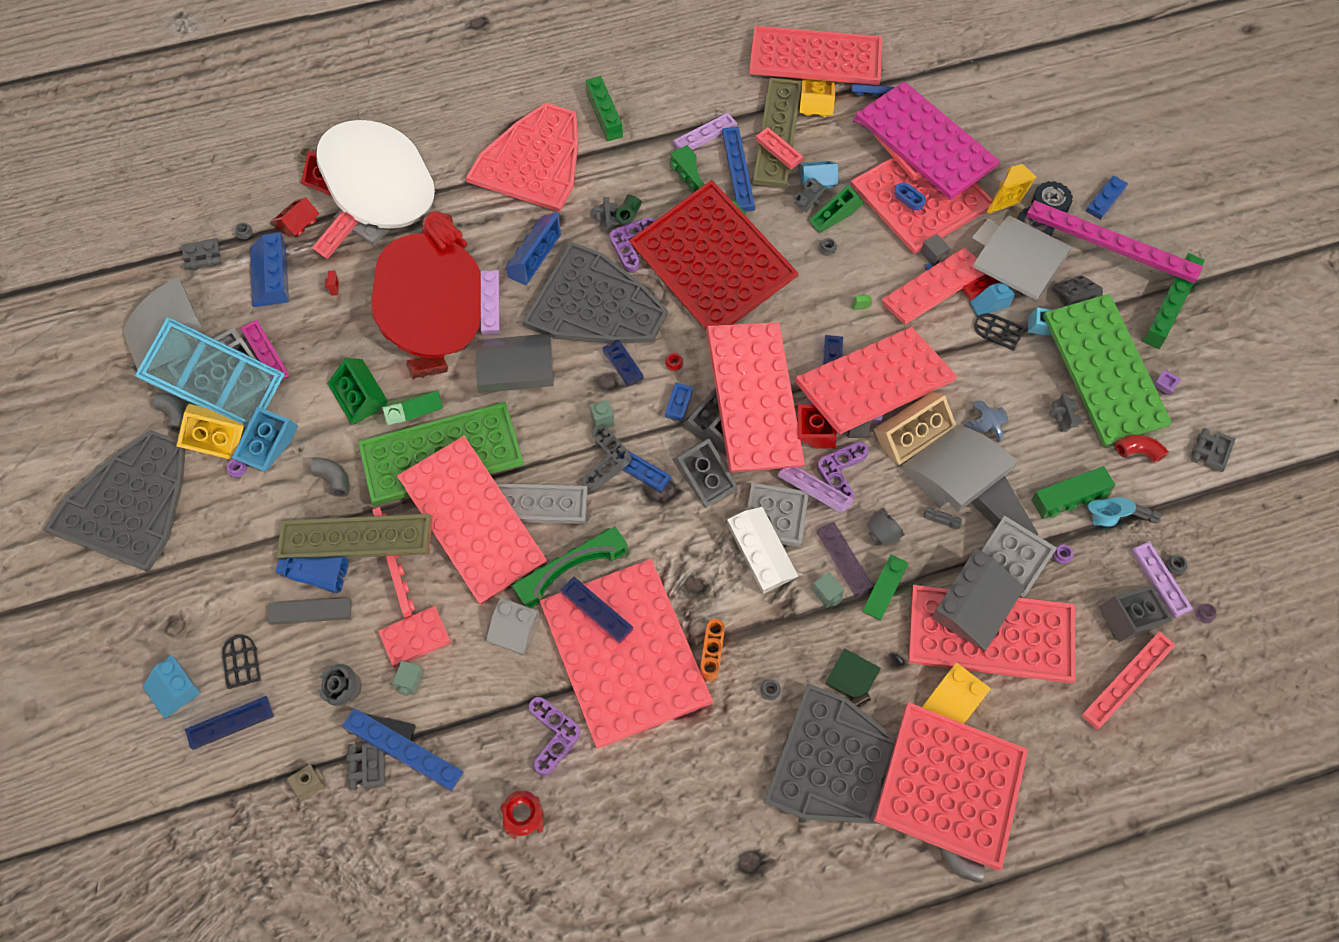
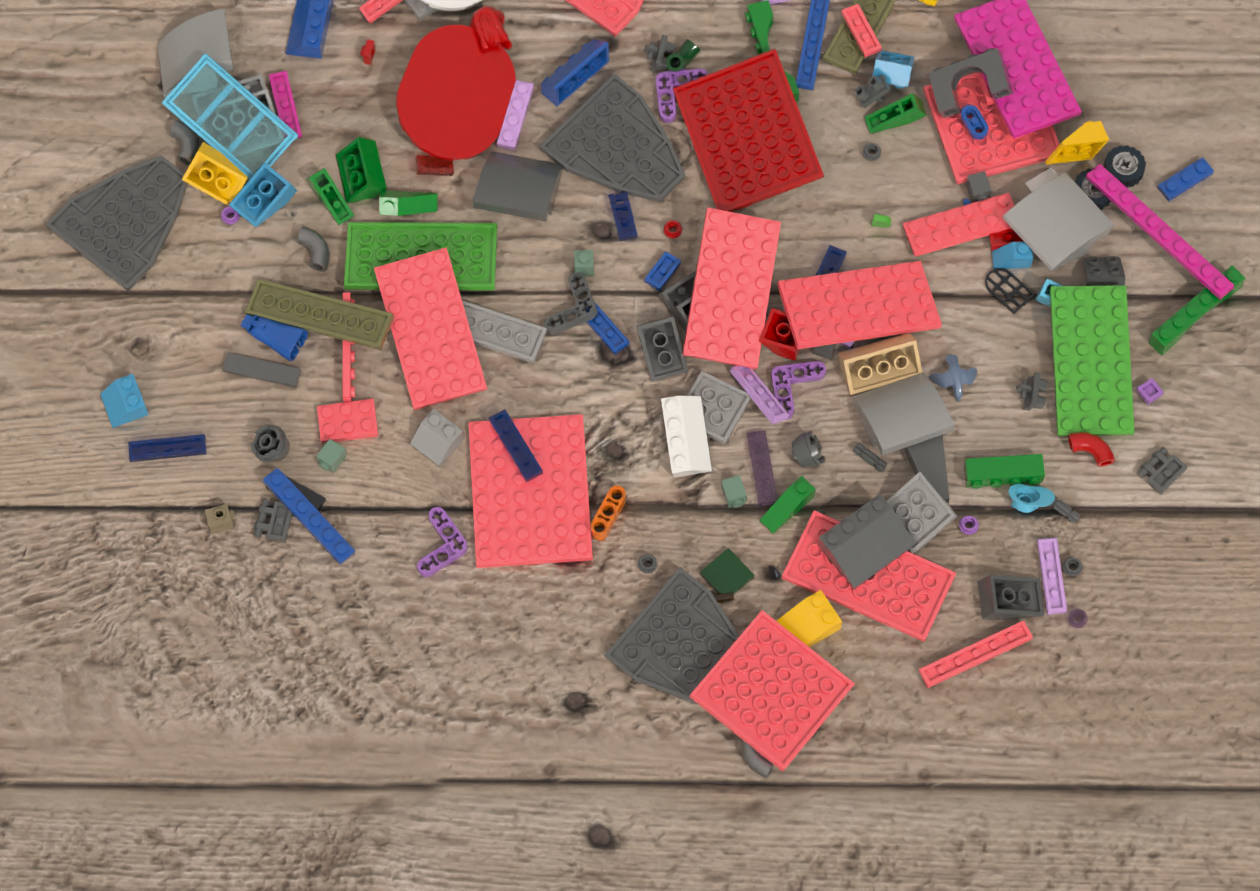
camera: 20 degrees right, 5 degrees up
(247, 666) = (183, 402): black window -> none
(332, 421) = (329, 196): none -> green slope
(522, 828) = (402, 608): red piece -> none
(605, 546) = (544, 389): green arch -> none
(906, 141) = (945, 80): none -> dark grey arch

